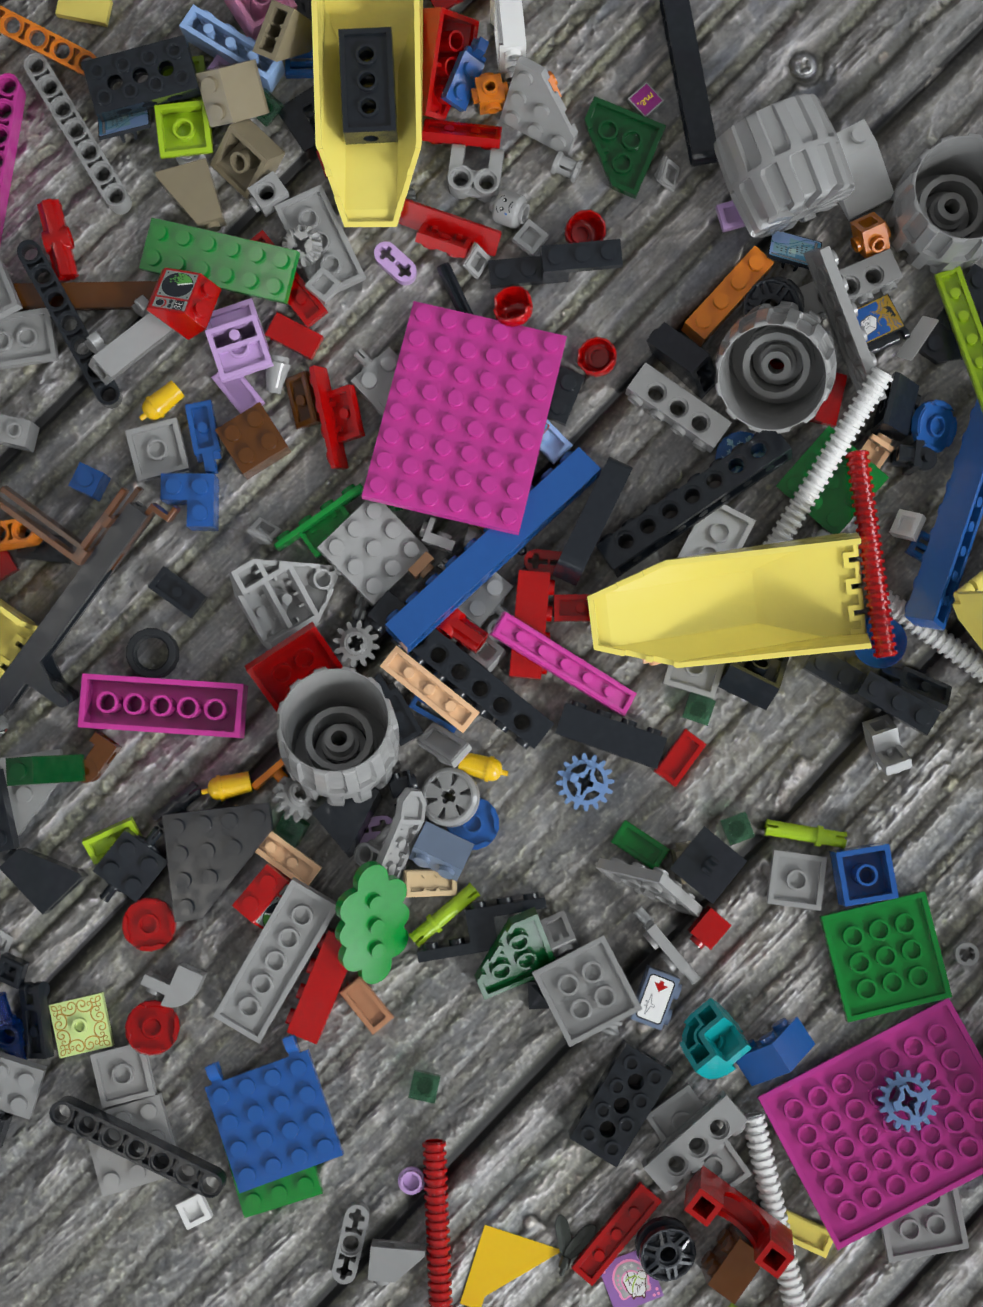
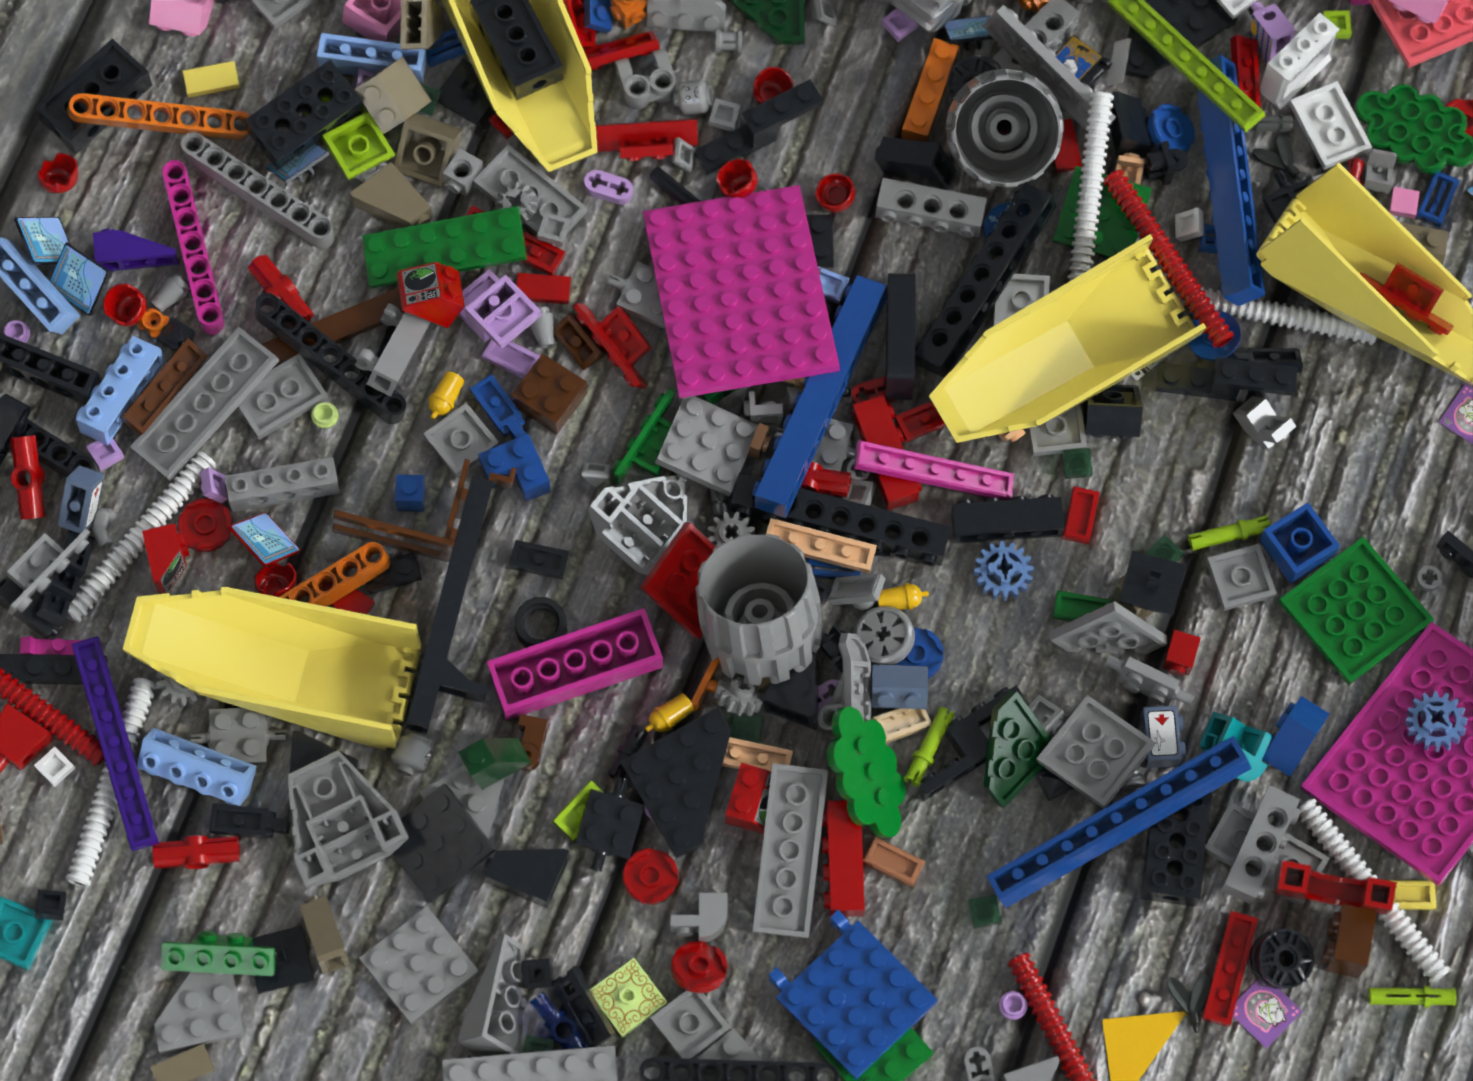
camera: 25 degrees left, 15 degrees down
(48, 374) = (324, 415): none -> yellowish green plate
(576, 1072) = (1119, 822): none -> blue brick

